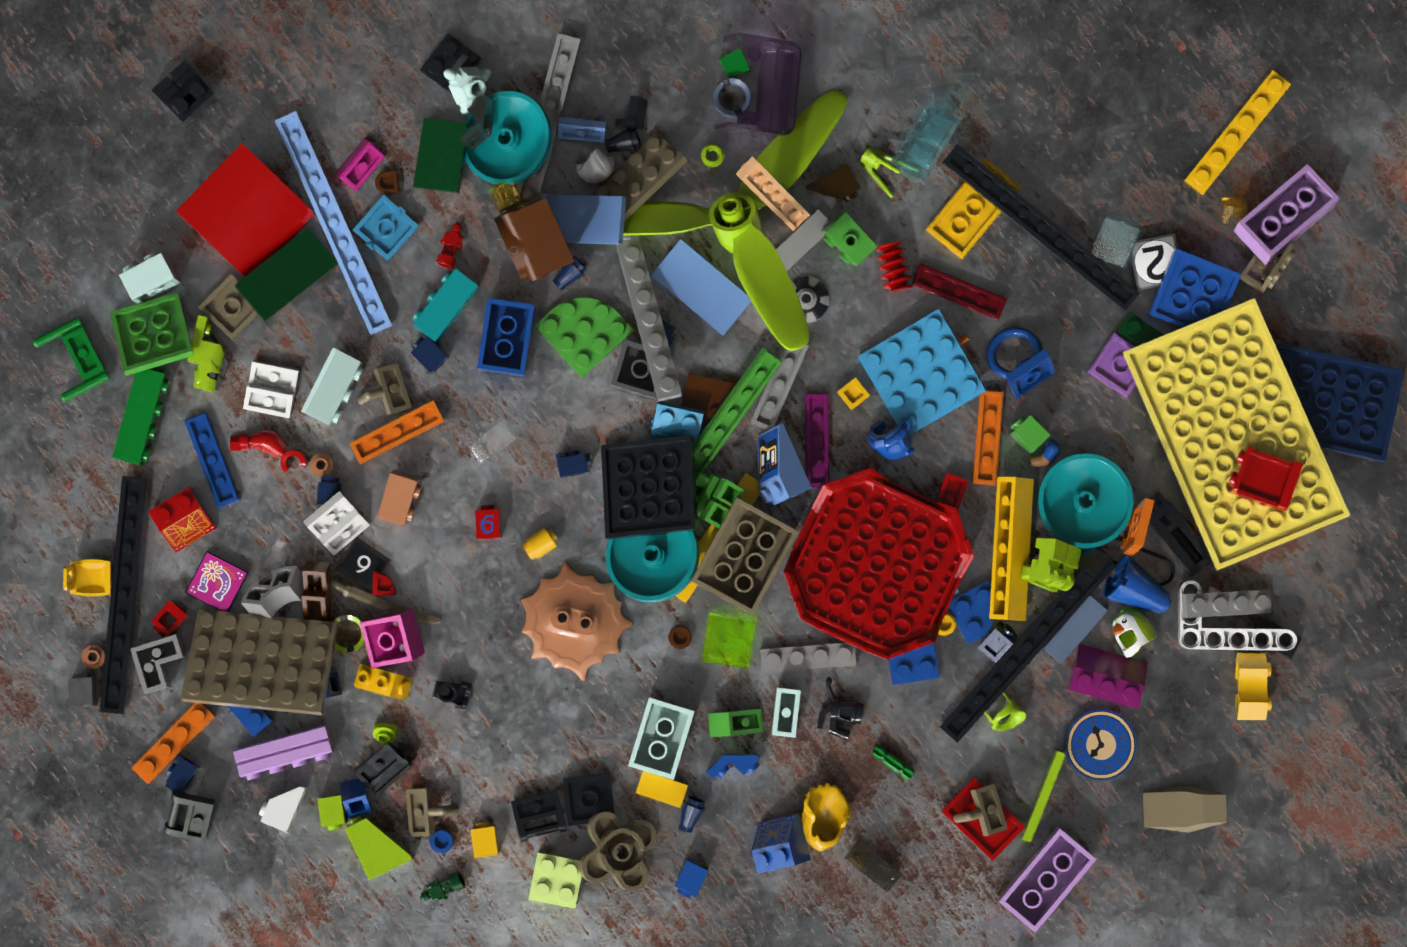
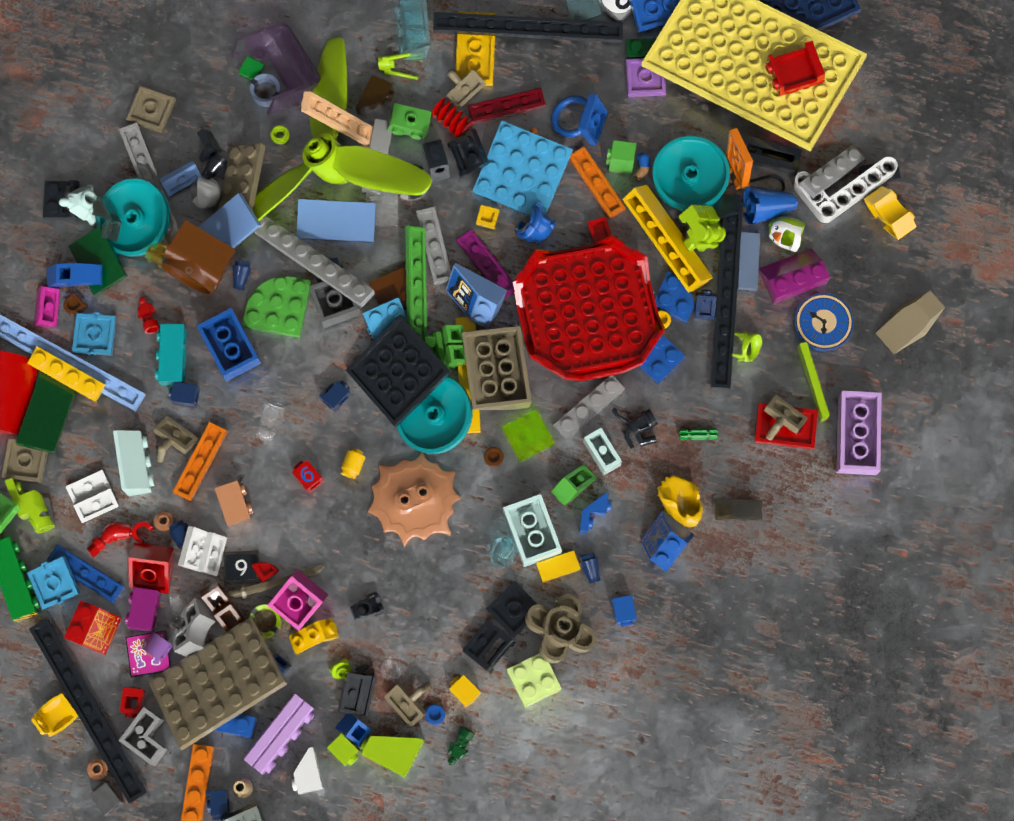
camera: 35 degrees left, 10 degrees down
(175, 448) = (53, 582): none -> dark azure plate
(220, 775) = (246, 792): none -> tan cone
(228, 583) = (157, 647): none -> medium lavender brick
(241, 537) = (143, 610): none -> magenta brick
(277, 502) = (151, 567): none -> red slope
(331, 250) = (66, 373): none -> yellow plate
(407, 155) = (74, 275): none -> blue slope
(605, 33) = (151, 109): none -> dark tan tile
(618, 737) = (502, 552): none -> clear light blue head
(845, 299) = (436, 158): none -> black torso
(888, 315) = (473, 153): none -> black plate
(929, 245) = (464, 88): none -> dark tan plate

